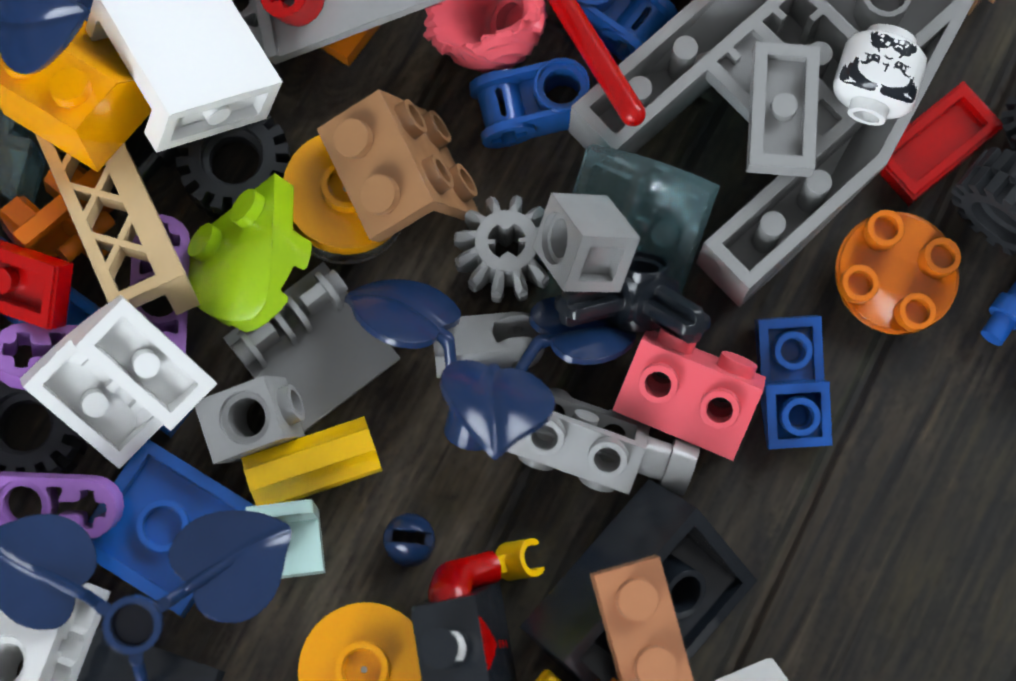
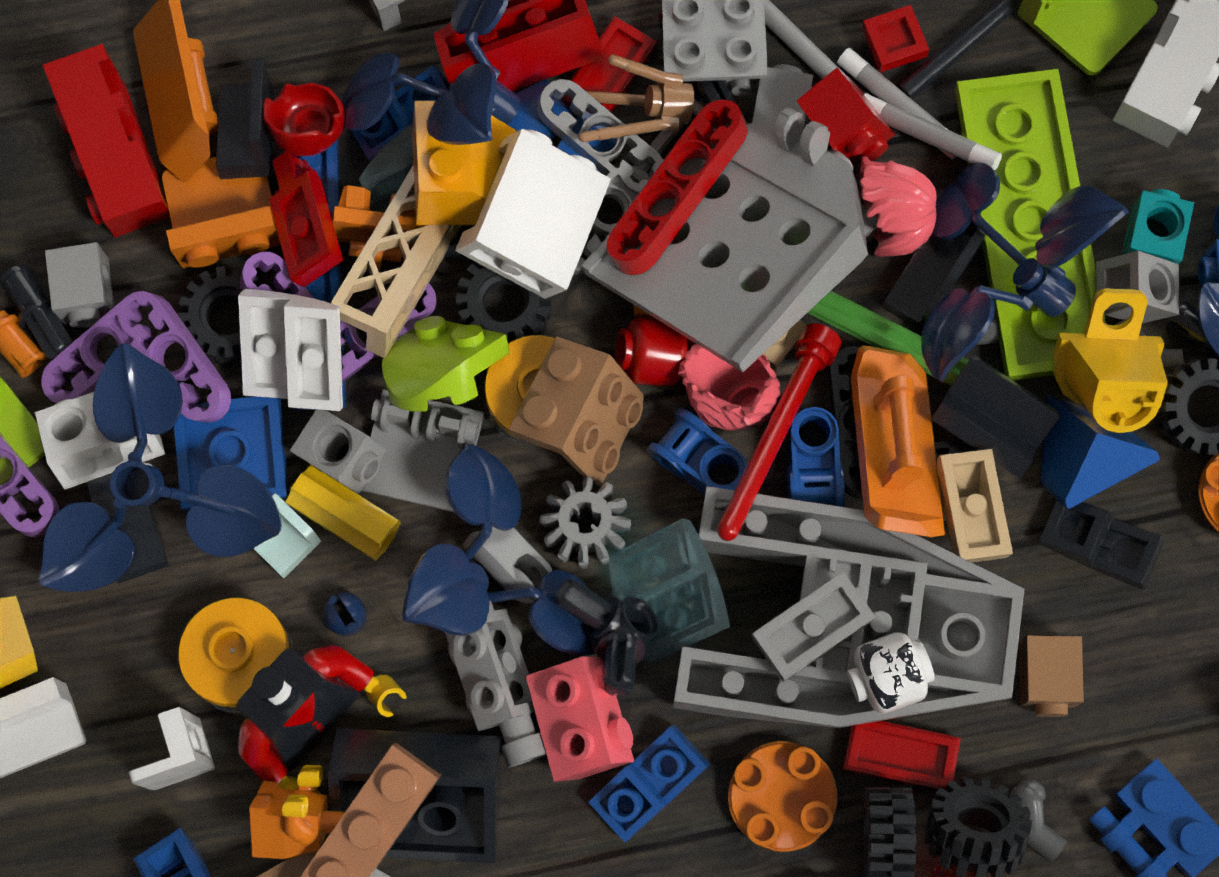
camera: 55 degrees right, 0 degrees up
(397, 61) = (651, 352): none -> red head
(585, 242) = (617, 569): light grey brick -> none

